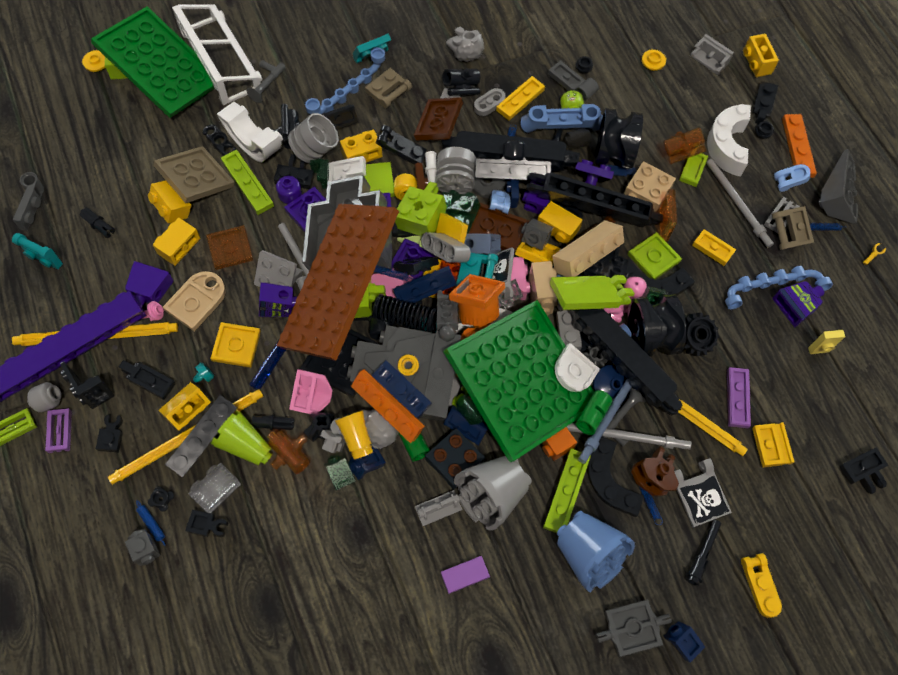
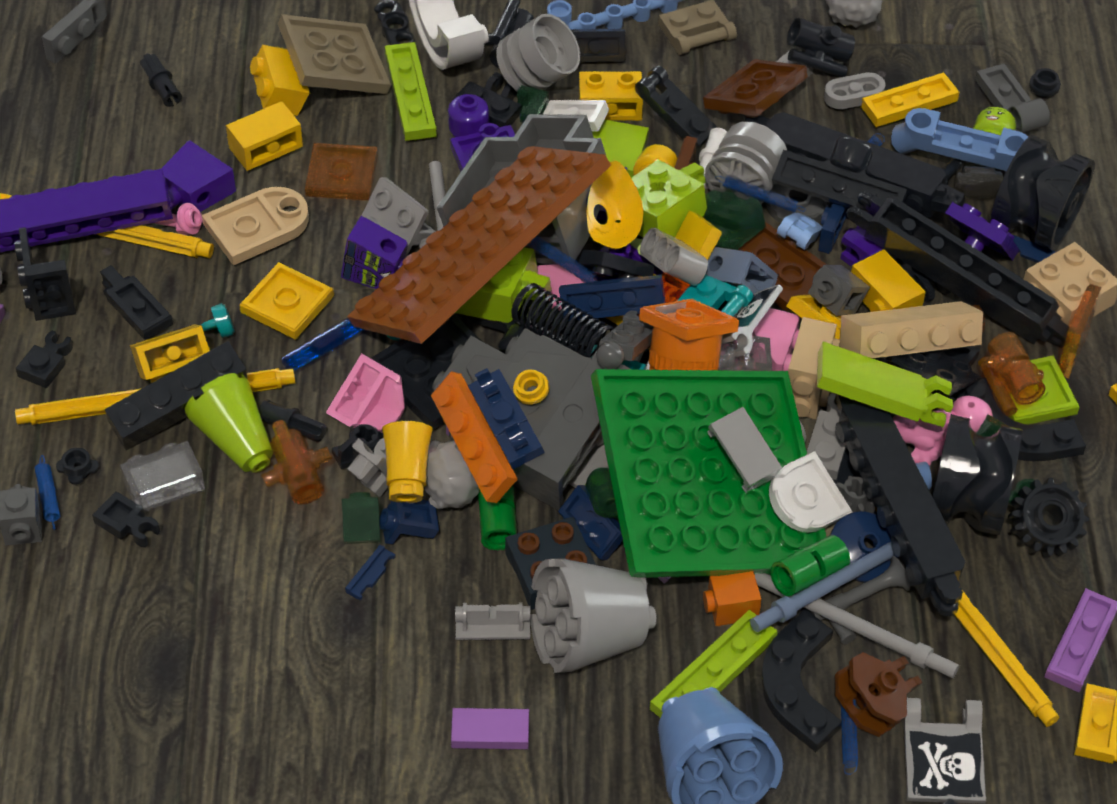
camera: 25 degrees right, 15 degrees down
(32, 250) = (57, 89): teal plate -> none
(357, 502) = (369, 572): none -> dark blue piece
(405, 222) = (621, 201): none -> yellow piece
(453, 187) = (756, 195): none -> blue piece
(539, 360) = (745, 448): none -> light grey hinge
(645, 254) = (1011, 373): none -> clear orange pin

